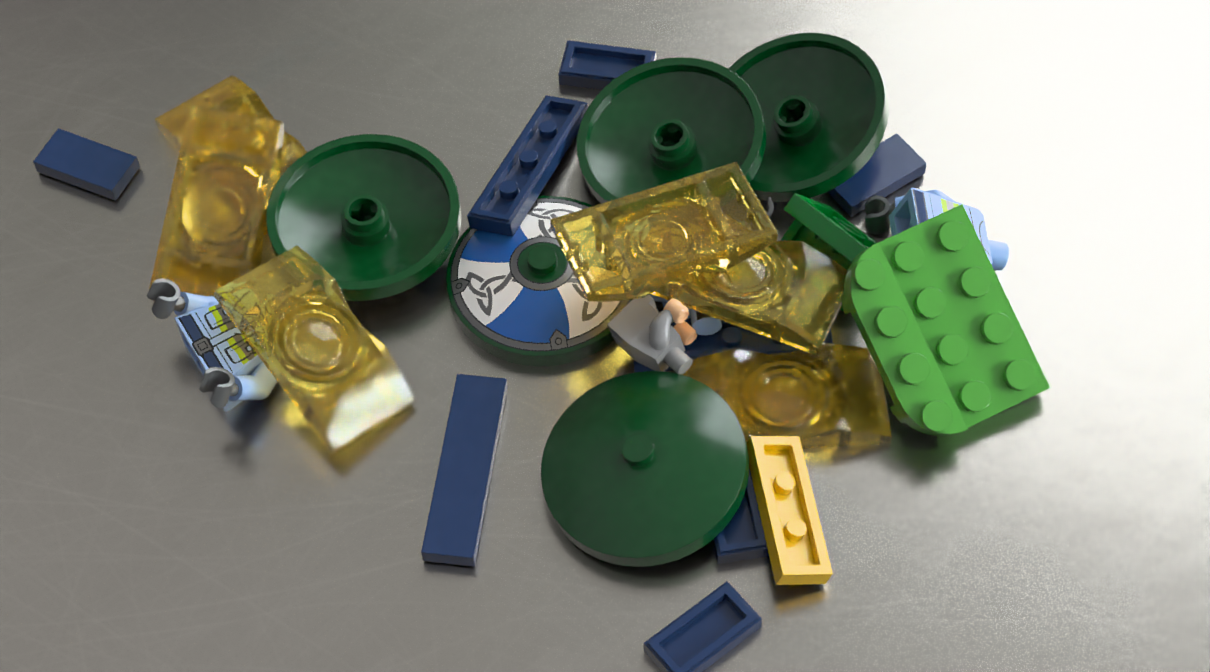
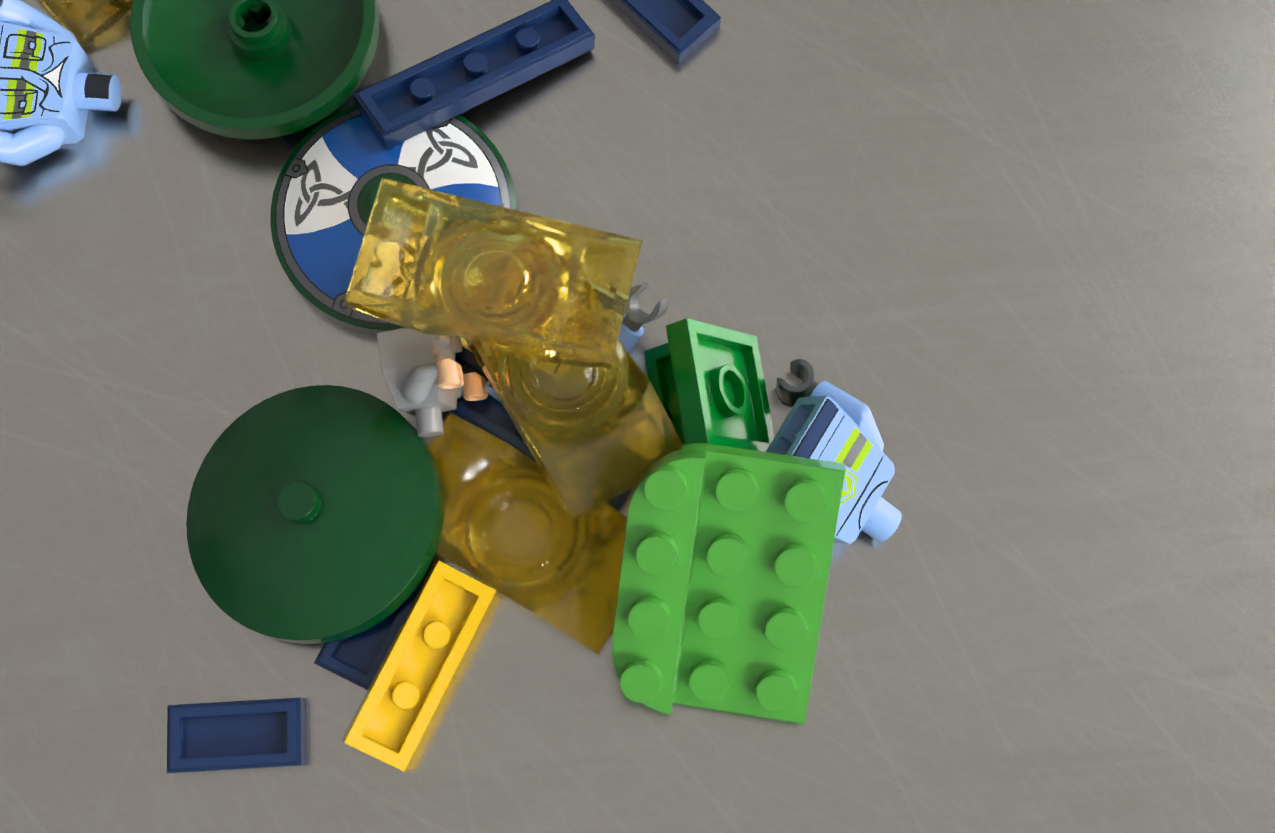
camera: 30 degrees right, 20 degrees up
(316, 347) = (86, 145): clear yellow slope -> none
(465, 470) = (151, 383): dark blue tile -> none
(668, 125) = (640, 140): dark green dish -> none
(819, 110) = (795, 207): dark green dish -> none
(886, 171) = (835, 329): dark blue tile -> none

